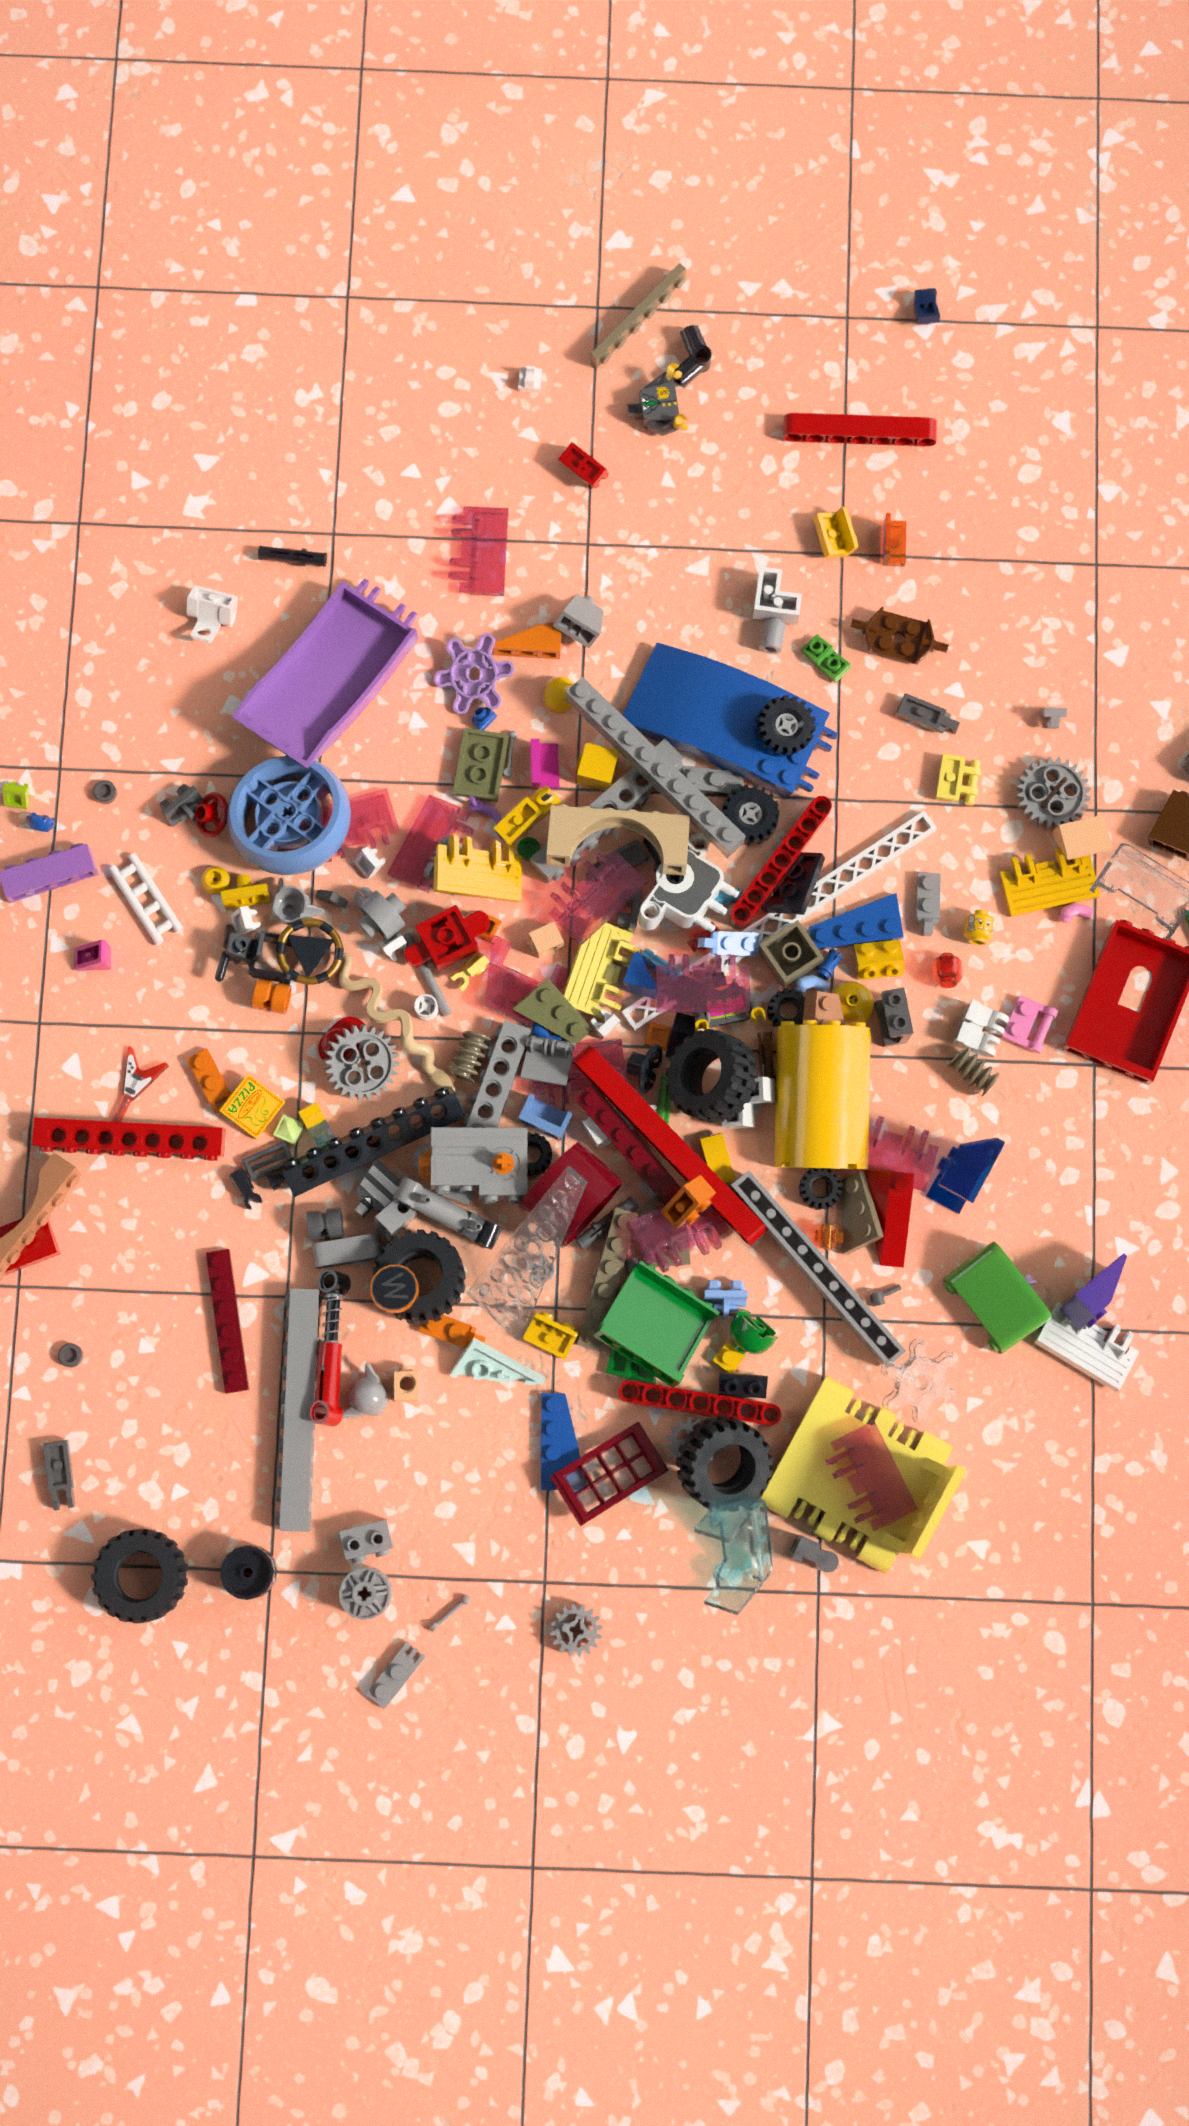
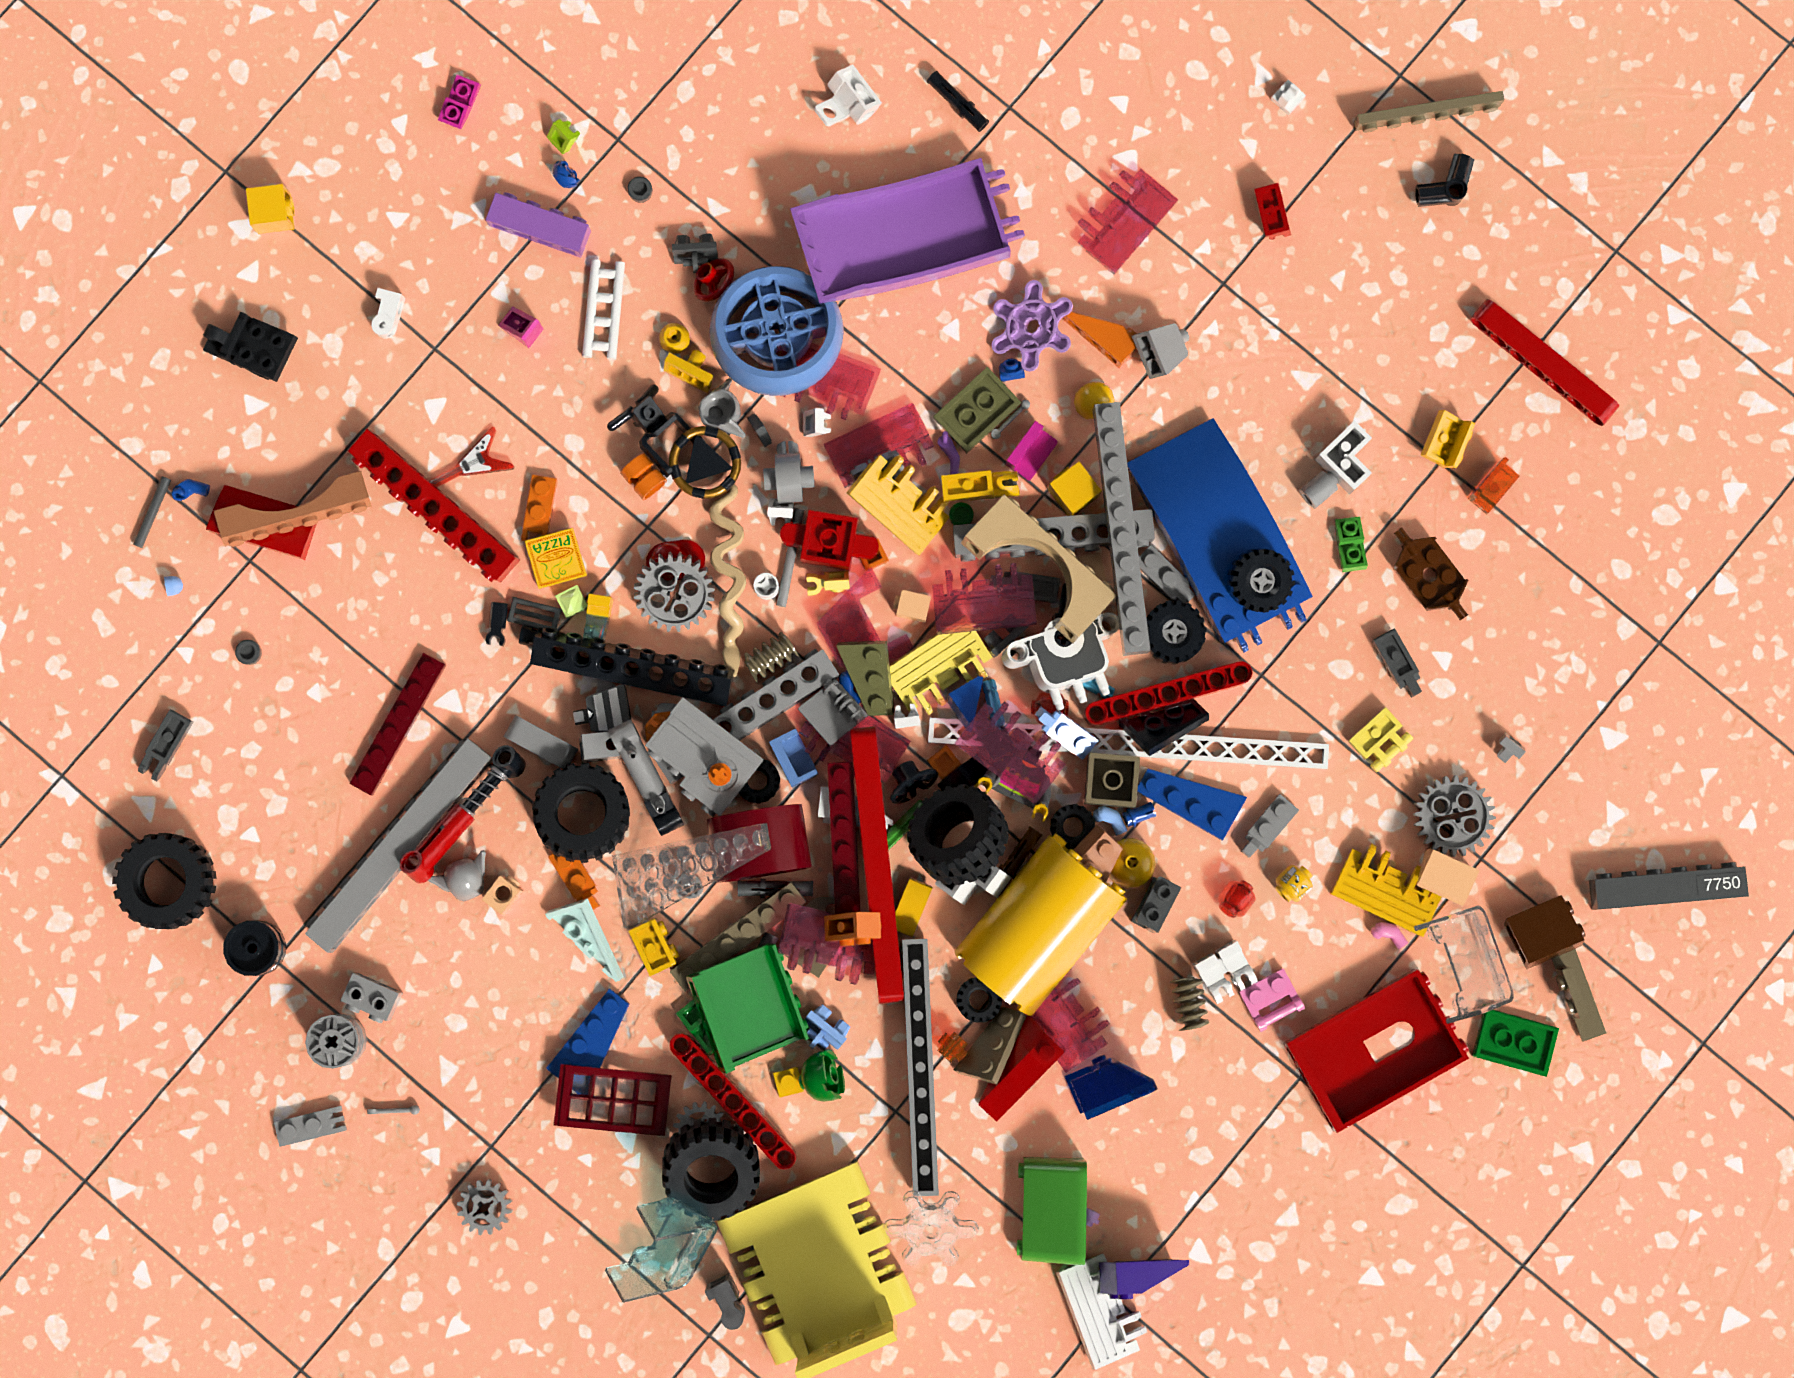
camera: 40 degrees right, 5 degrees up
(243, 921) = (669, 392): white tile -> none
(325, 1224) = (538, 705): flat silver wheel -> none
(394, 1288) = (549, 808): black tile -> none
(659, 404) = (1383, 206): dark grey torso -> none
(743, 1385) = (781, 1114): black hinge -> none
(874, 1474) = (829, 1278): clear pink hinge -> none
(878, 1297) = (953, 1131): dark grey hand -> none
(879, 959) = (1186, 843): yellow bracket -> none
(925, 306) = (1693, 295): dark blue bracket -> none

